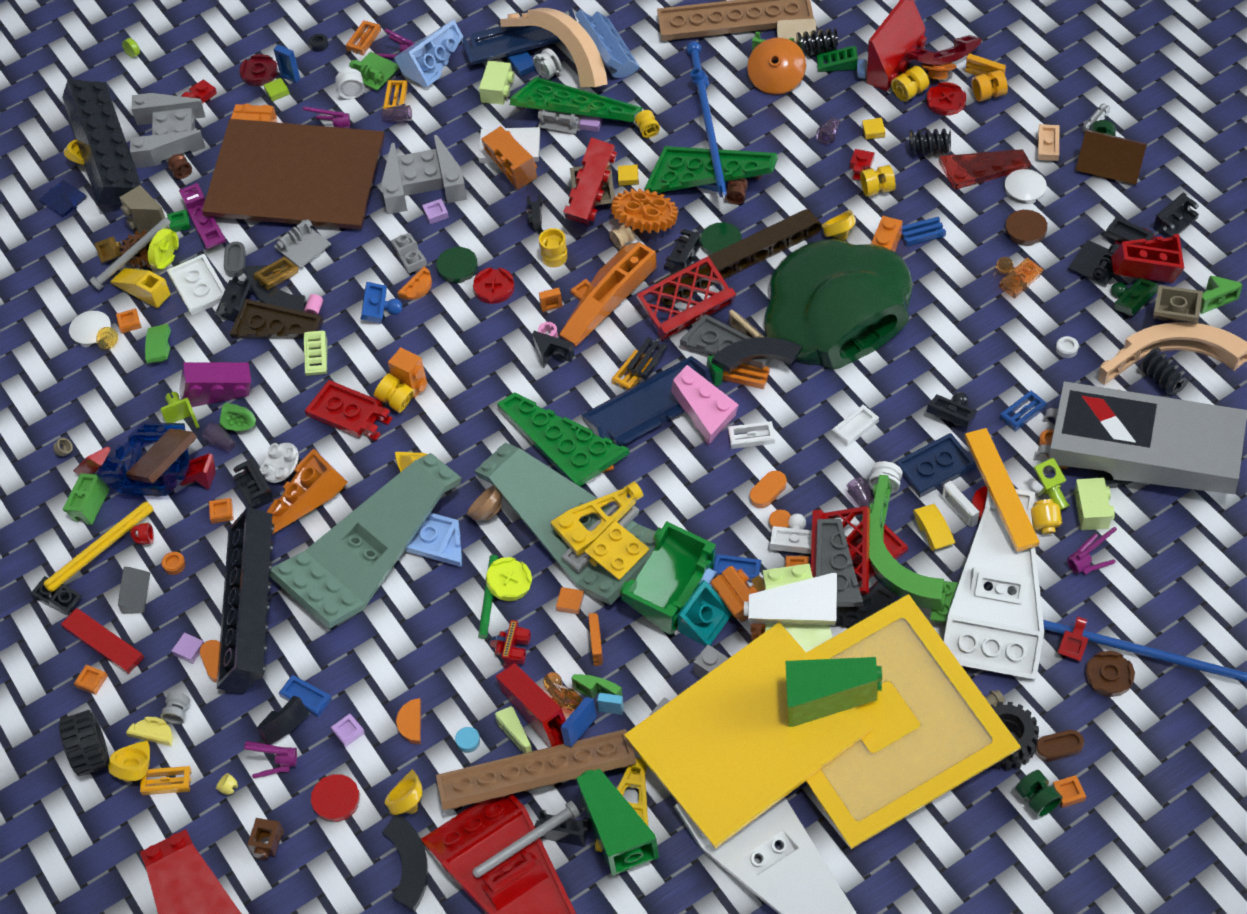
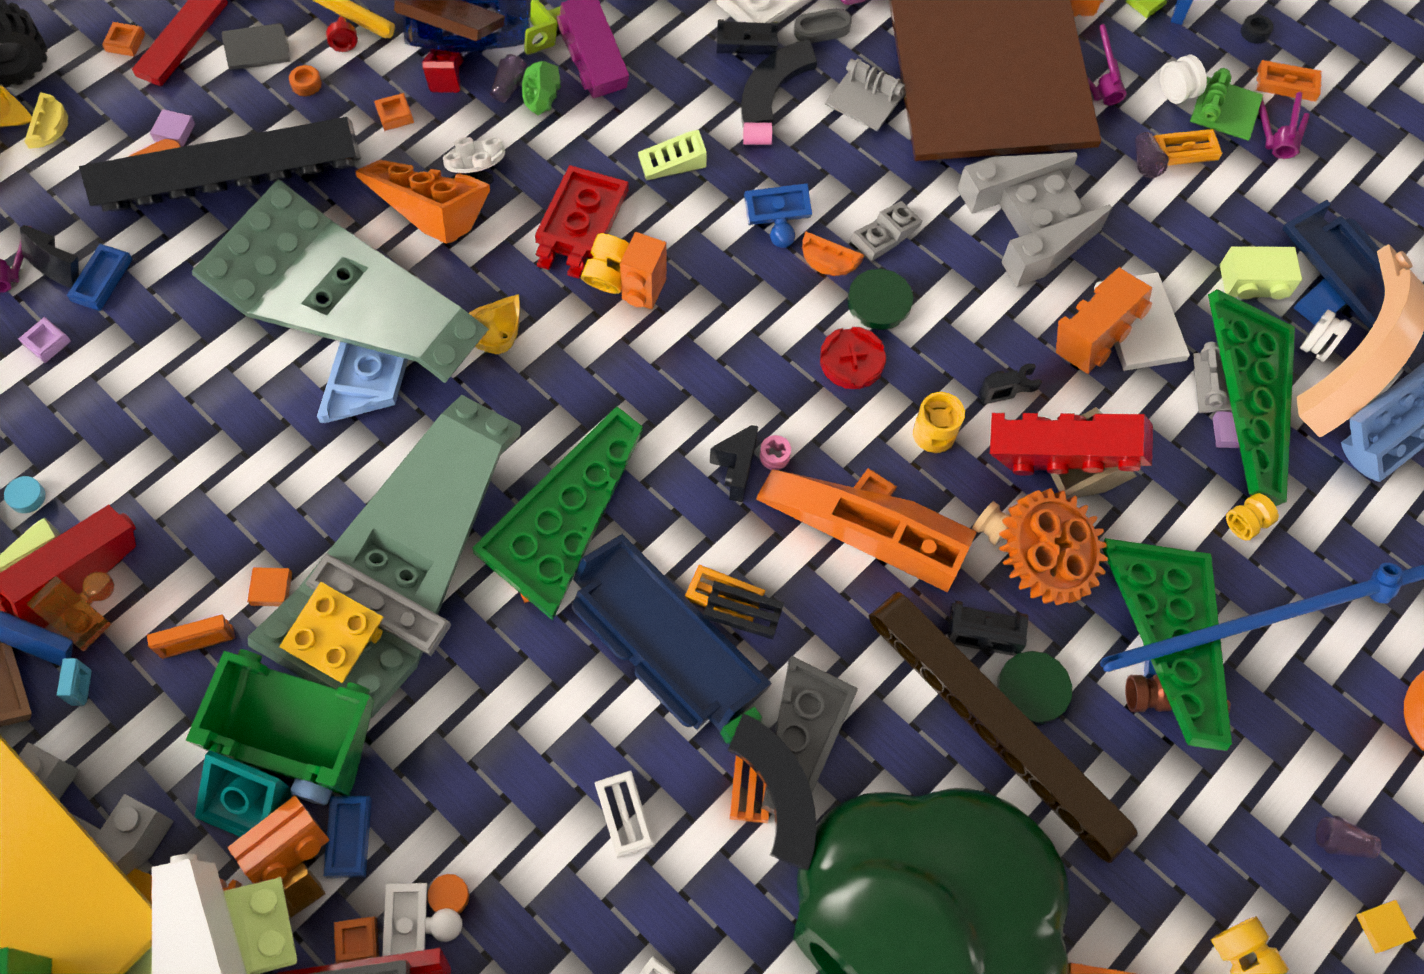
camera: 70 degrees right, 10 degrees up
(175, 707) = (72, 133): light grey wheel -> none
(252, 484) = (437, 138): black hinge -> none
(273, 321) = (718, 94): dark brown wing -> none
(278, 275) = (800, 77): pearl gold tile -> none
(409, 721) = (54, 413): orange tile -> none
(429, 55) = (1277, 168): light blue wedge -> none
(435, 211) = (976, 248): lavender tile -> none
(486, 505) = (412, 424): medium nougat piece -> none
(486, 607) = (272, 470): green bar -> none
(508, 579) = (299, 491): neon yellow tile -> none
(508, 644) = (178, 513): red hips -> none
(550, 299) = (836, 441): orange tile -> none
(574, 532) = (367, 560): yellow plate -> none
(591, 686) = (107, 645): bright green slope -> none
(628, 175) = (1134, 509): yellow tile -> none
(698, 310) = (857, 671): red fence -> none
(703, 402) = (655, 717): bright pink wedge -> none
(742, 325) = (847, 769): tan slope -> none
(768, 489) = (512, 862): orange tile -> none
(839, 225) = (1124, 896): yellow piece -> none
(861, 161) = (1292, 913): red plate -> none

